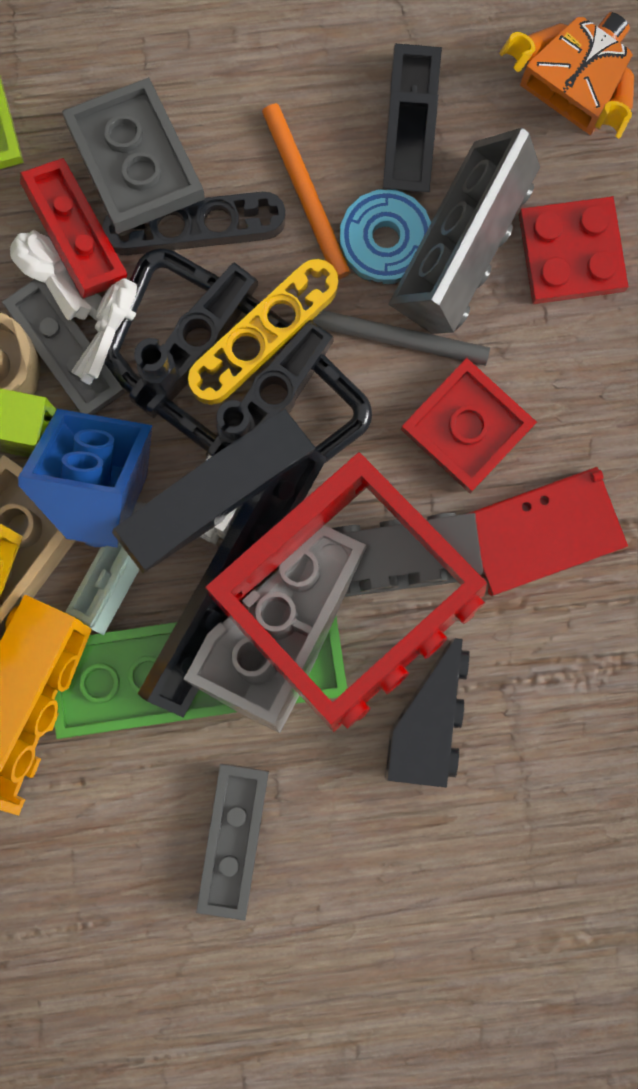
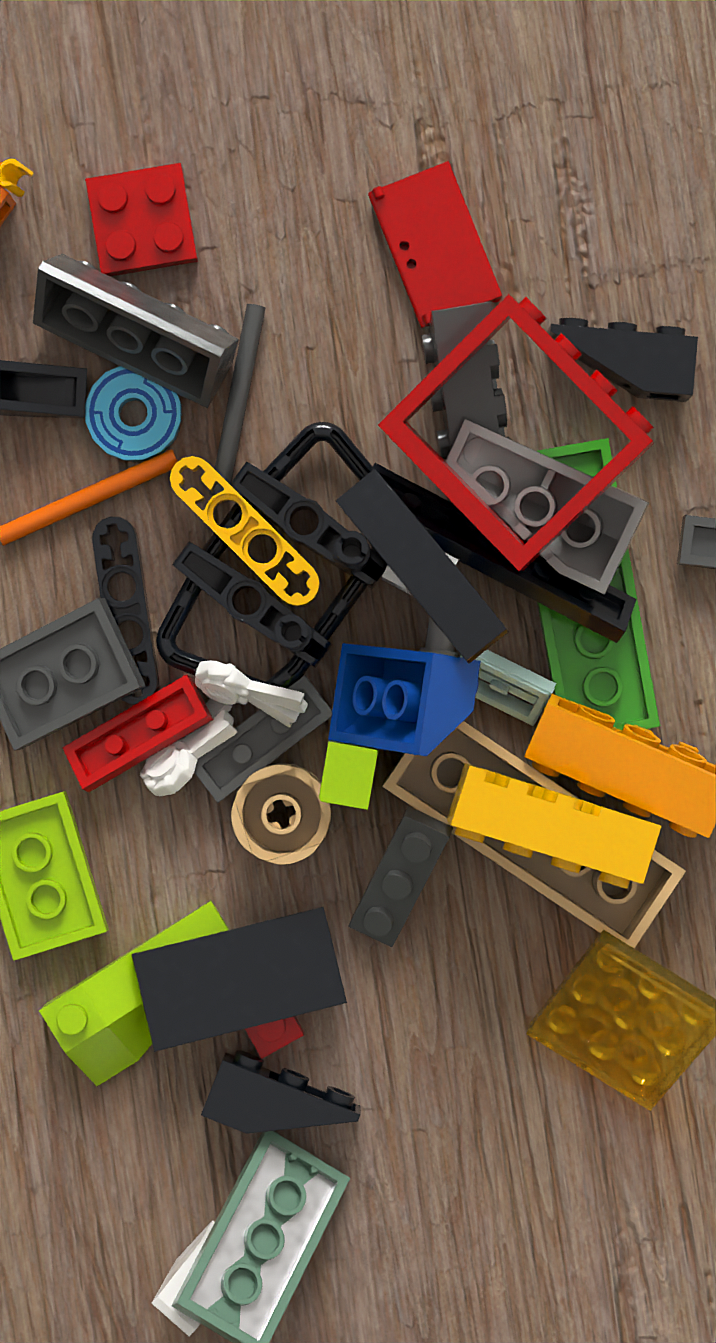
camera: 85 degrees left, 5 degrees up
(468, 425) = (330, 323): red plate -> none

